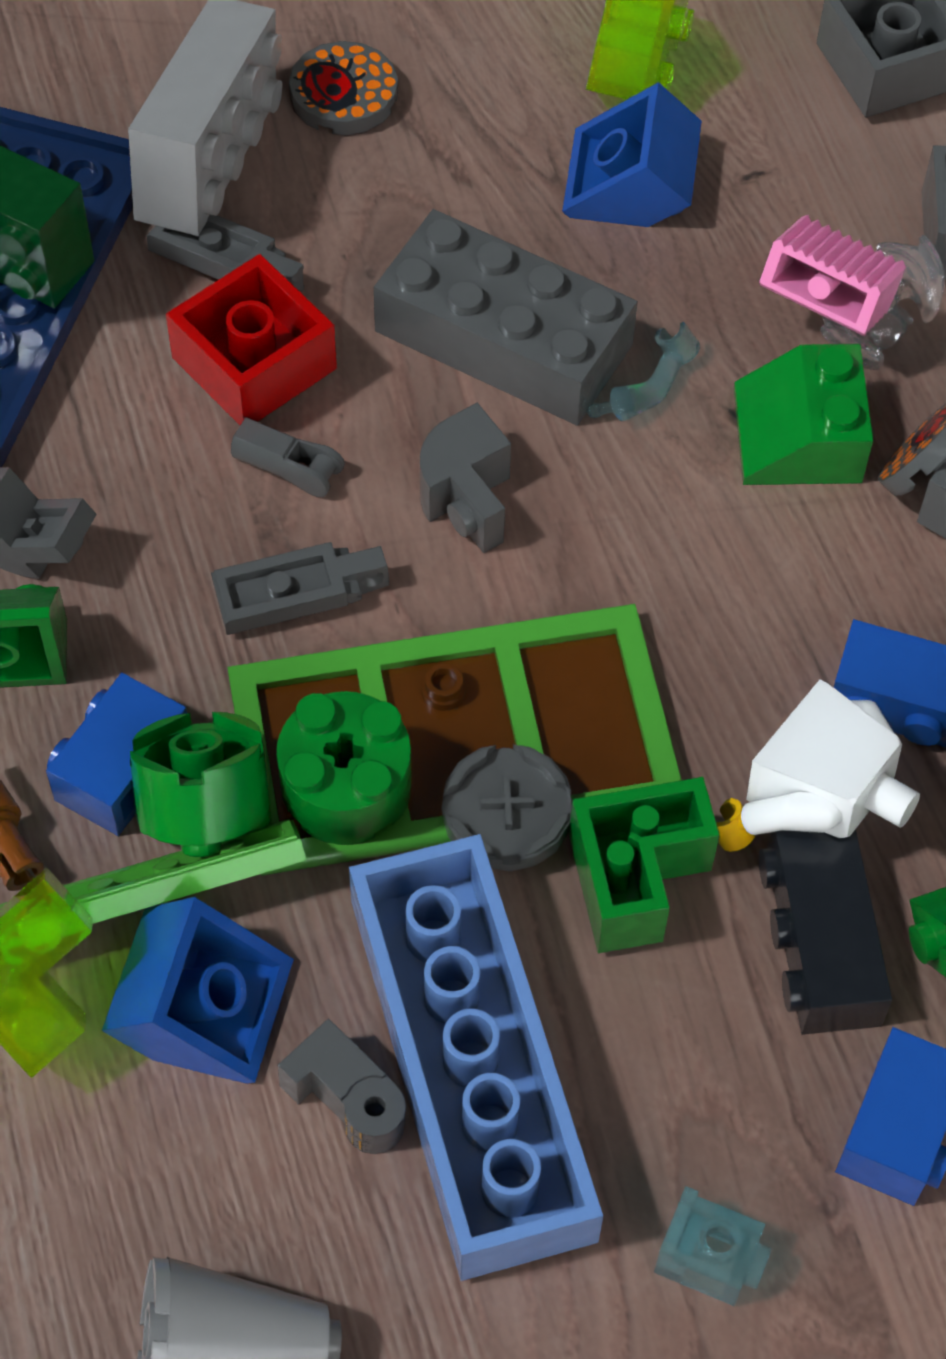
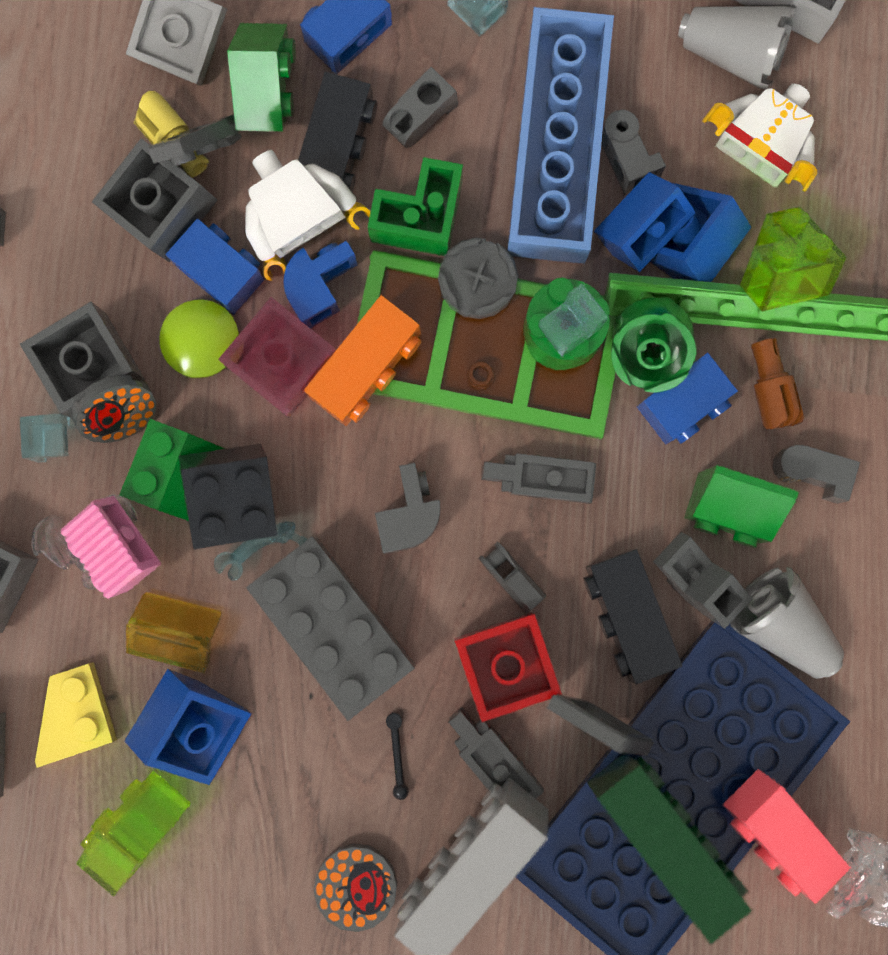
camera: 155 degrees left, 25 degrees up
(101, 298) = (600, 725): none -> dark grey tile
(102, 460) = (632, 617): none -> black brick
(119, 1197) = (769, 134): none -> white torso
(280, 966) = (645, 221): none -> blue brick
(331, 721) = (573, 321): none -> clear light blue panel
(373, 259) = (393, 722): none -> black hinge
(616, 623) = (364, 362): none -> orange brick
(708, 258) = (172, 632): none -> clear yellow panel
(713, 1032) = (420, 108): none -> dark grey leg
(719, 391) = (228, 496): none -> black brick
(740, 587) = (277, 356): none -> clear pink brick
(747, 700) = (307, 280): none -> blue brick
(779, 140) = (73, 716): none -> light yellow wing
(872, 586) = (196, 337): none -> lime dish

